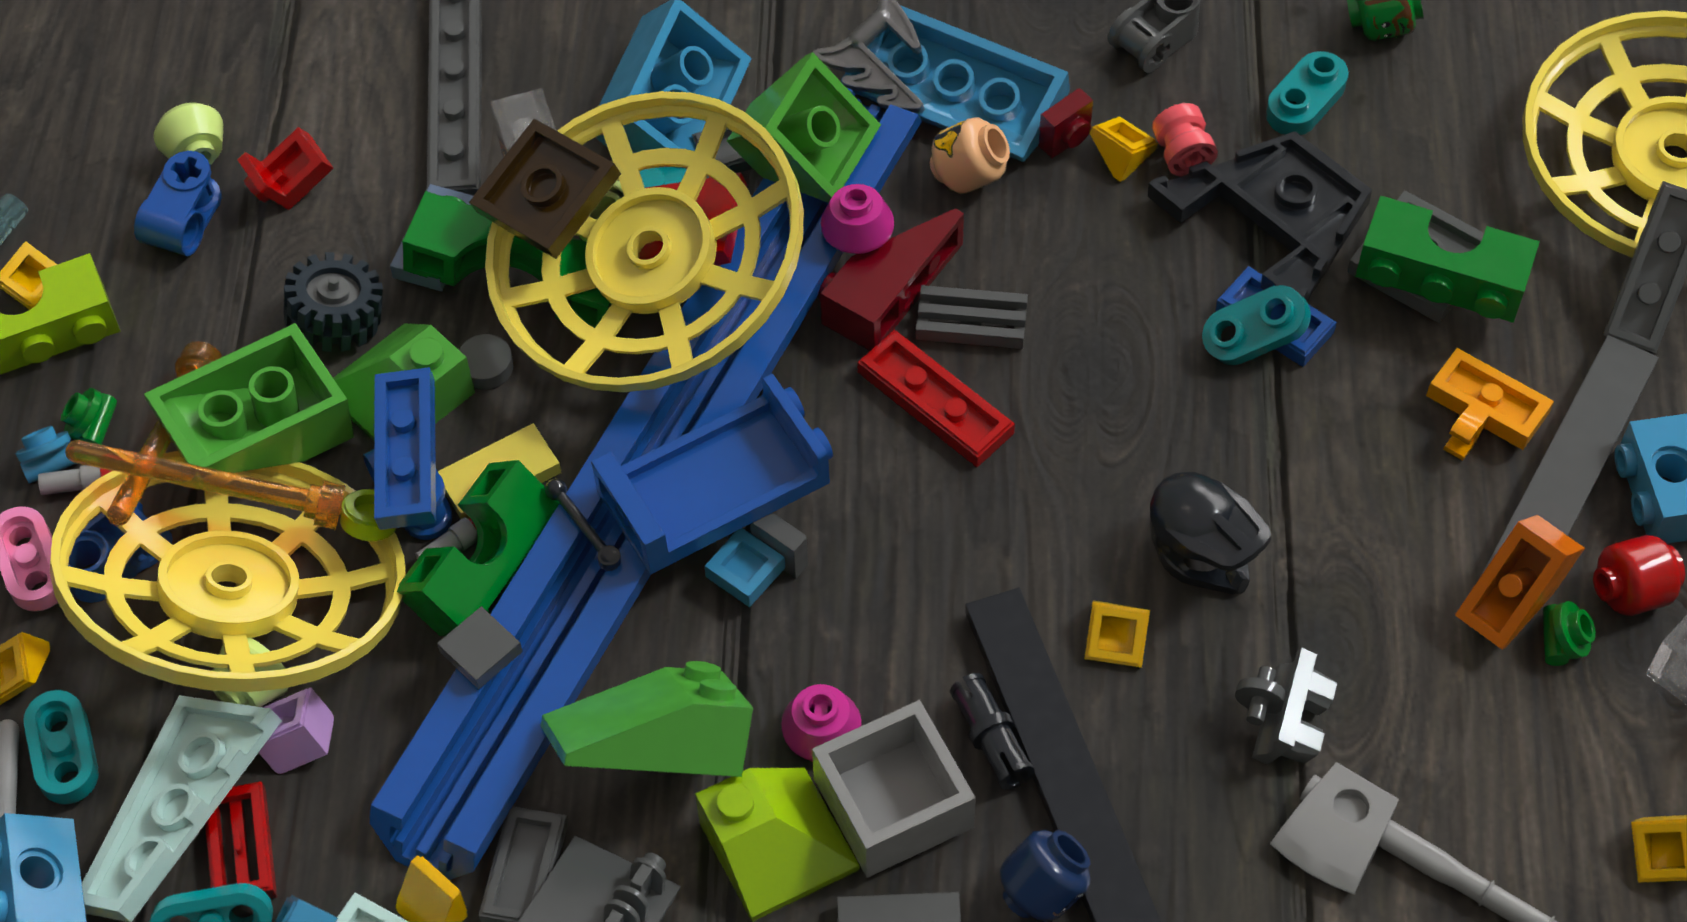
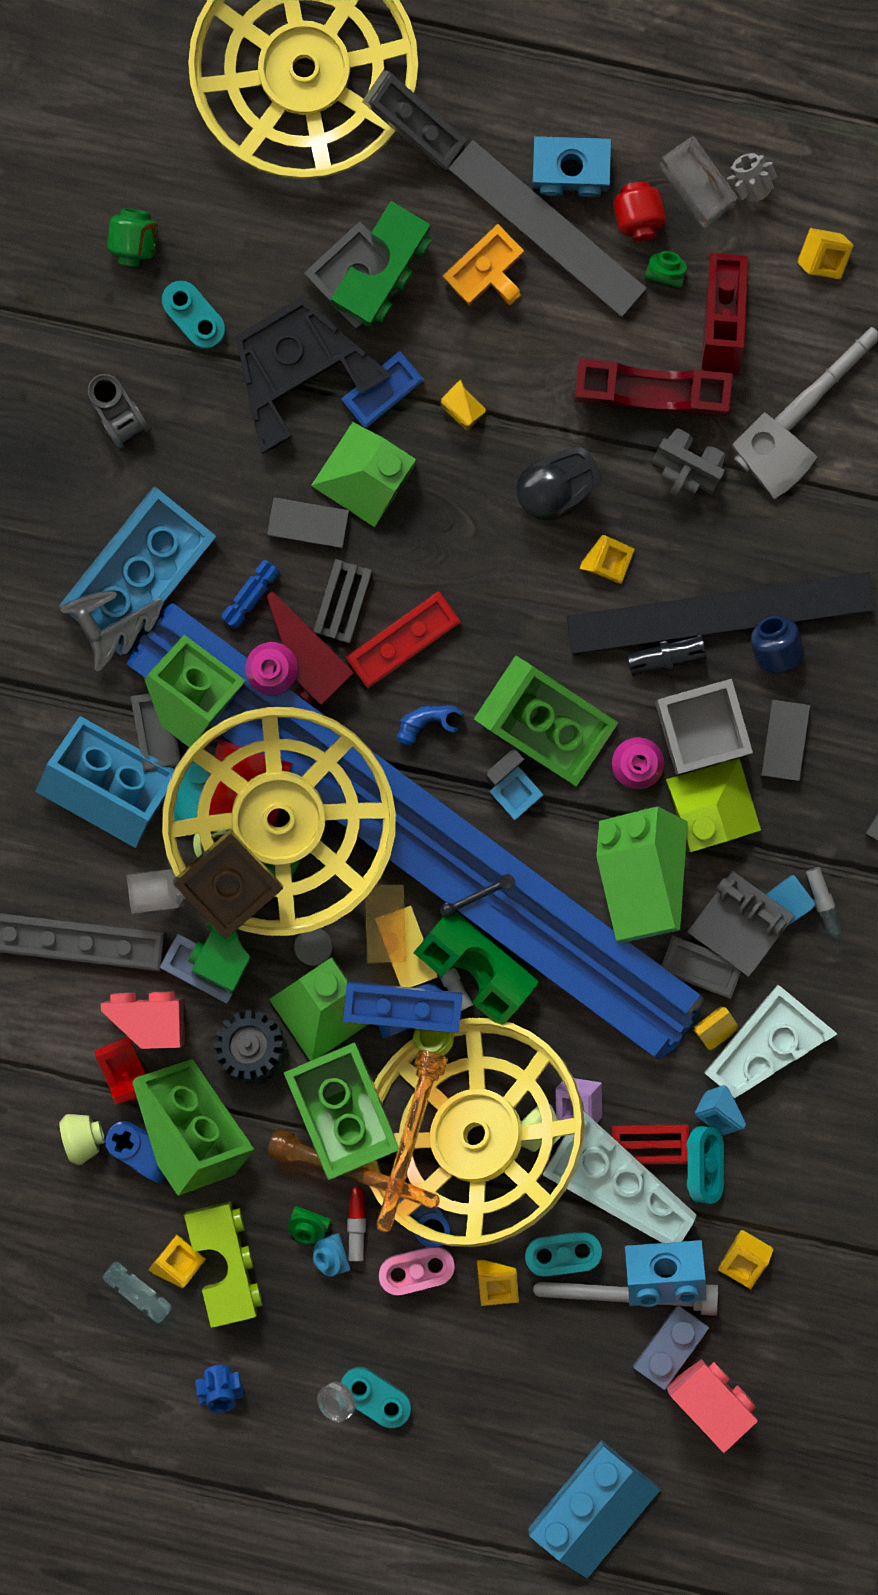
camera: 80 degrees left, 30 degrees up
(211, 238) = (189, 1127): none -> bright green slope
(353, 172) = (148, 1022): none -> coral slope
(480, 647) = (560, 974): dark grey tile -> none
(526, 425) = (385, 924): none -> clear yellow plate
(715, 477) = (463, 802): blue panel -> none
(842, 459) = (416, 720): none -> blue piece
(857, 585) = (545, 720): none -> bright green slope
(923, 199) = (250, 594): none -> blue axle
(969, 155) = (213, 575): light nougat head -> none
(1066, 123) = (196, 497): dark red plate -> none
(1068, 260) = (308, 523): none -> dark grey tile
(1122, 146) = (214, 461): yellow slope -> none
(1152, 316) = (364, 473): none -> bright green slope
(1183, 135) = (225, 416): coral wheel -> none
(1254, 327) = (398, 410): teal plate -> none
(1285, 405) = (462, 406): none -> yellow slope
(1394, 681) = (667, 391): none -> dark red arch
(1519, 580) = (635, 291): orange slope -> none
(1522, 715) = (725, 313): none -> dark red slope

